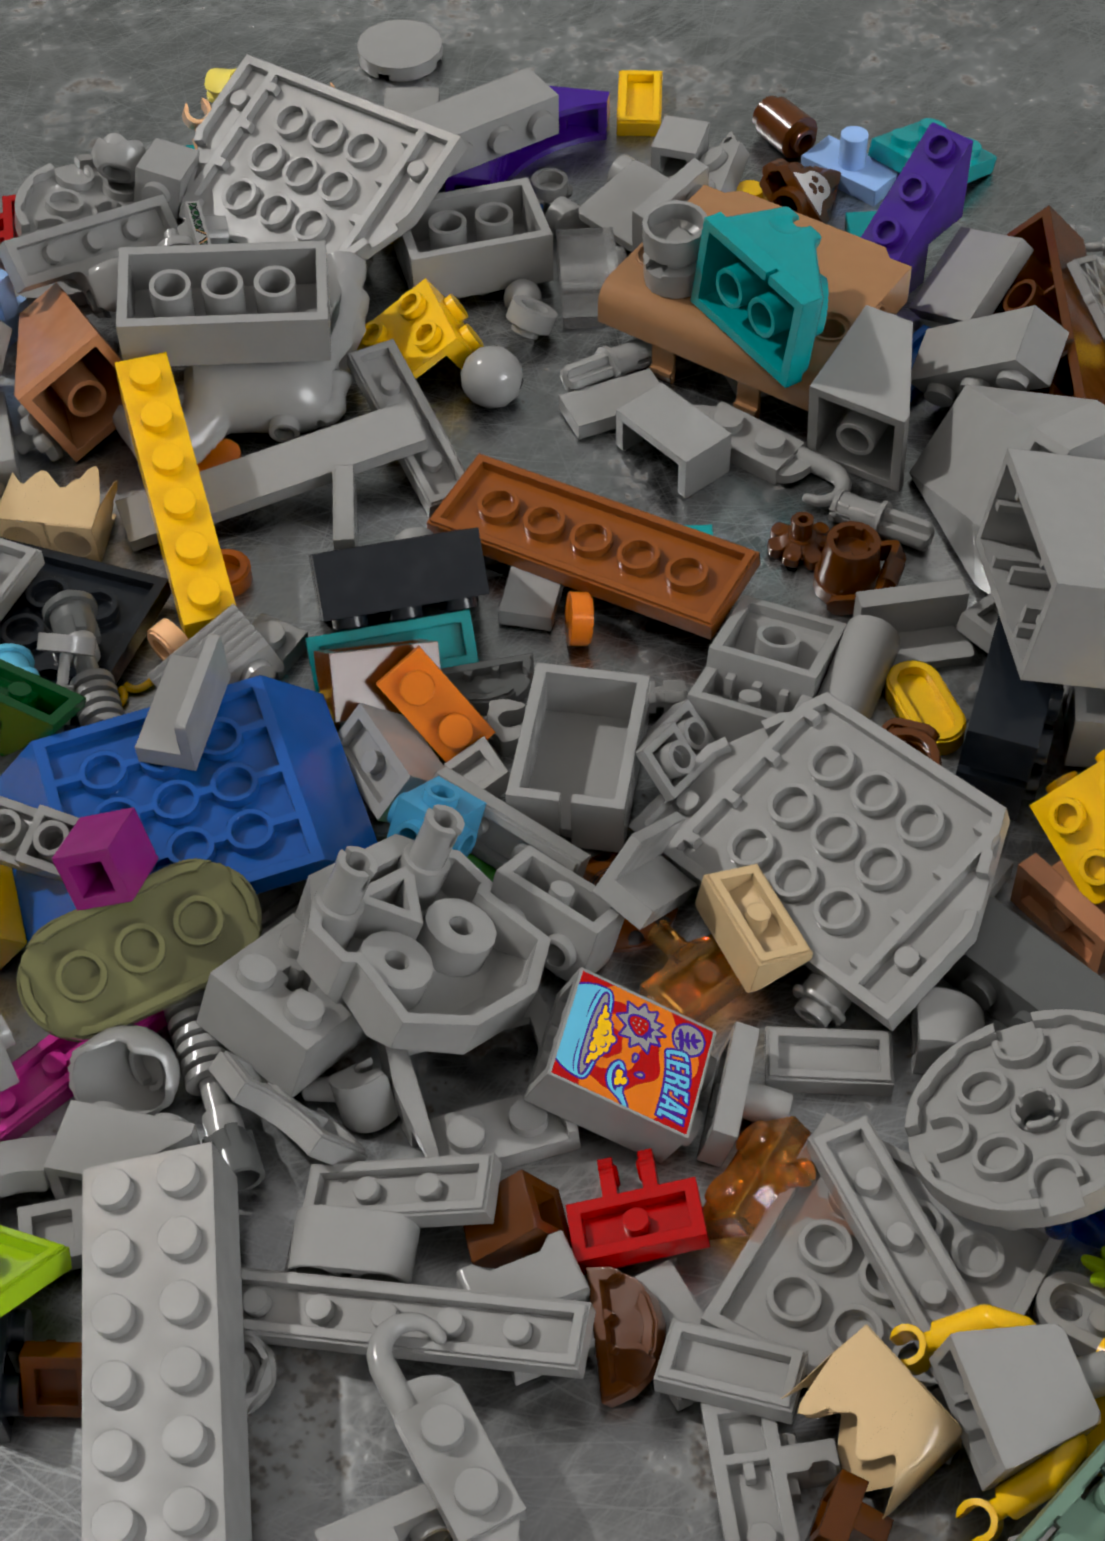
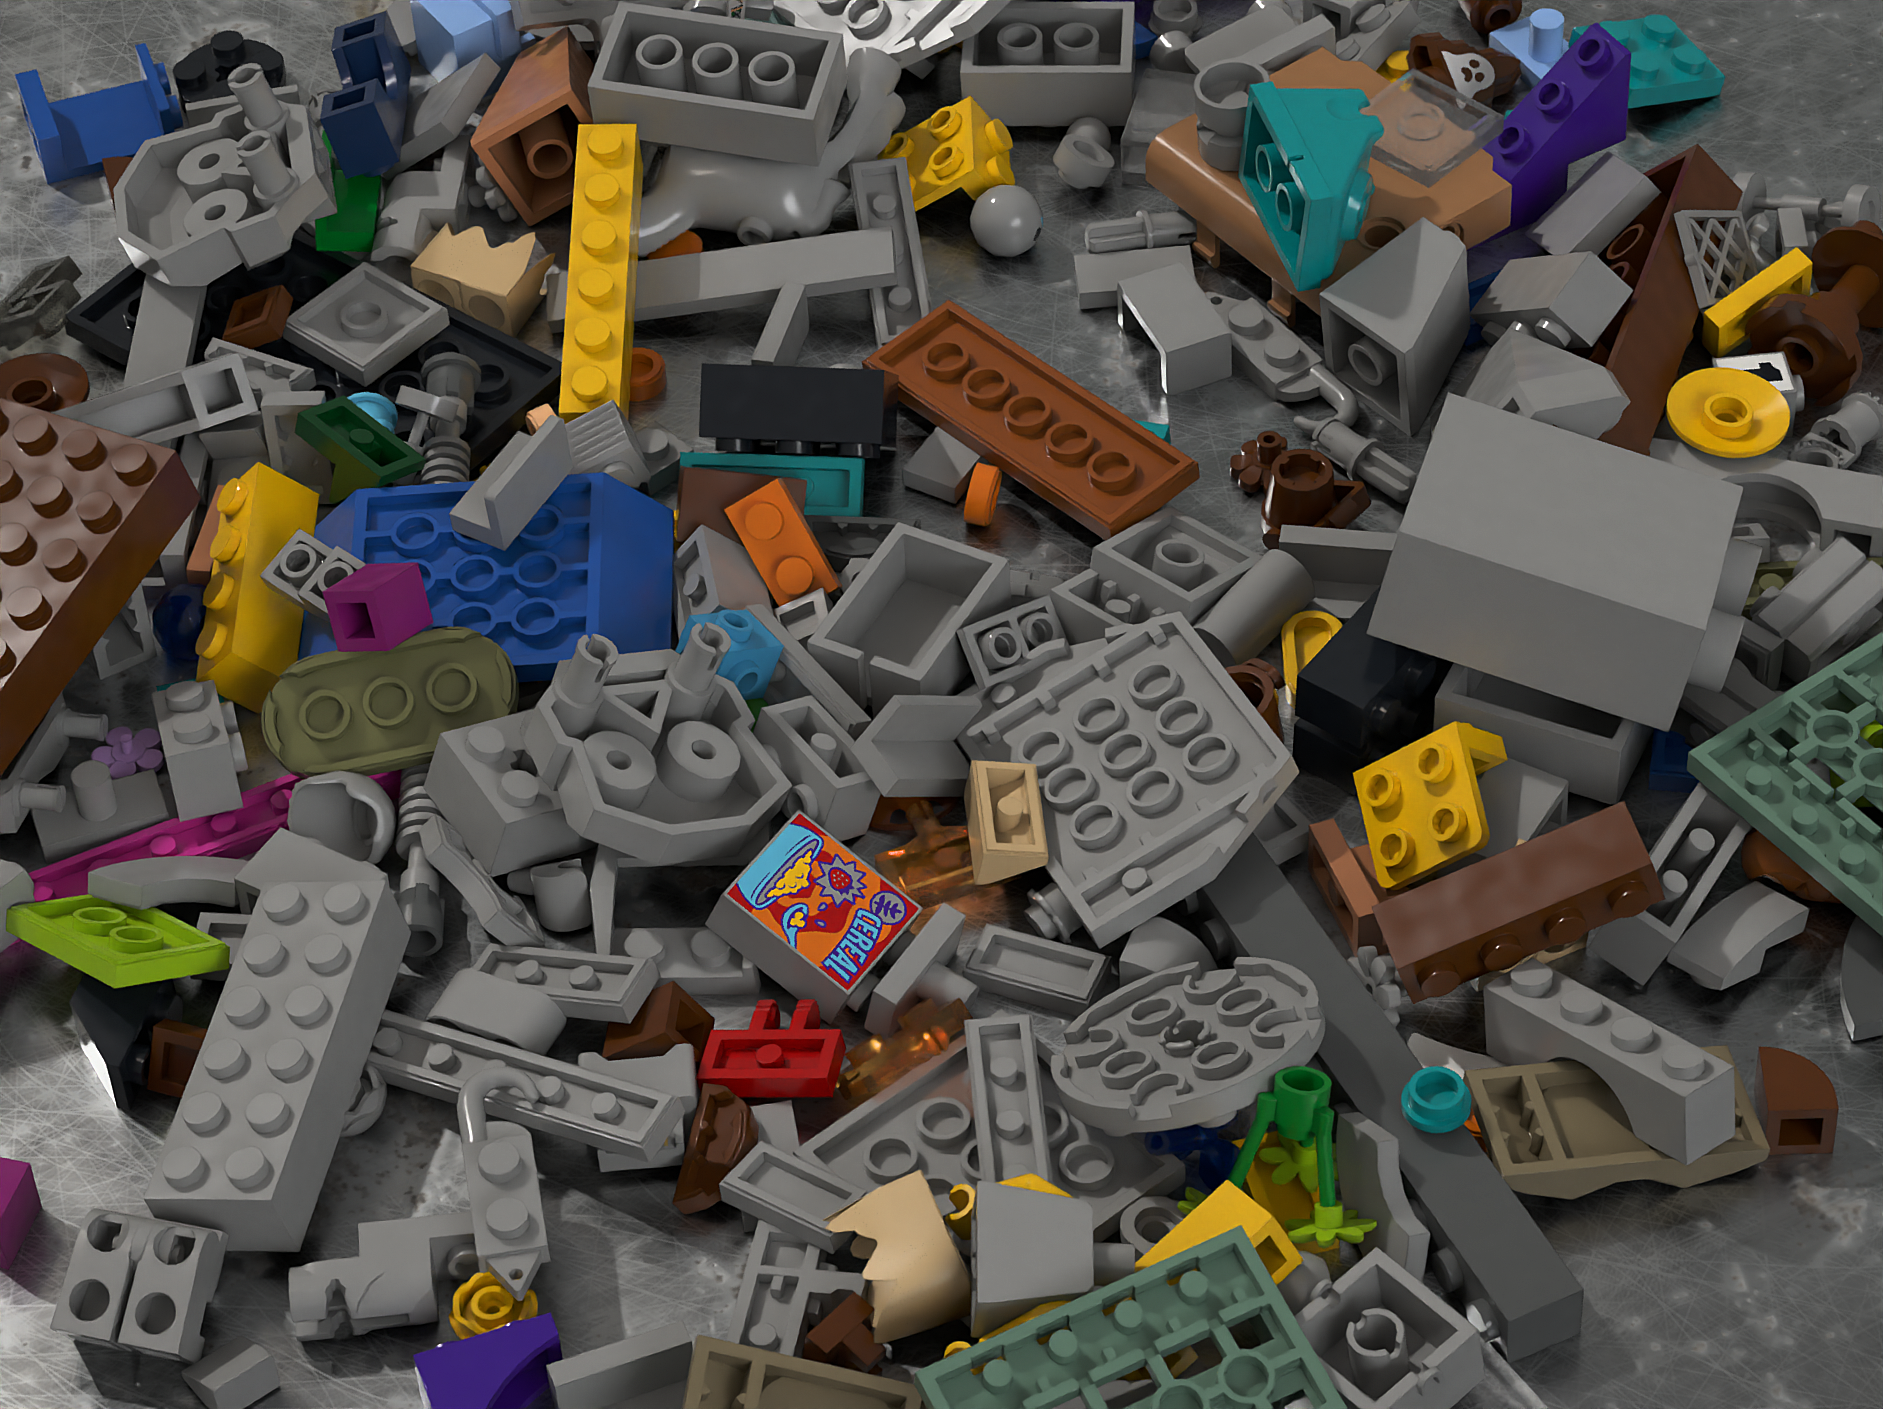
camera: 20 degrees right, 5 degrees down
(843, 225) = (1429, 127): none -> clear tile

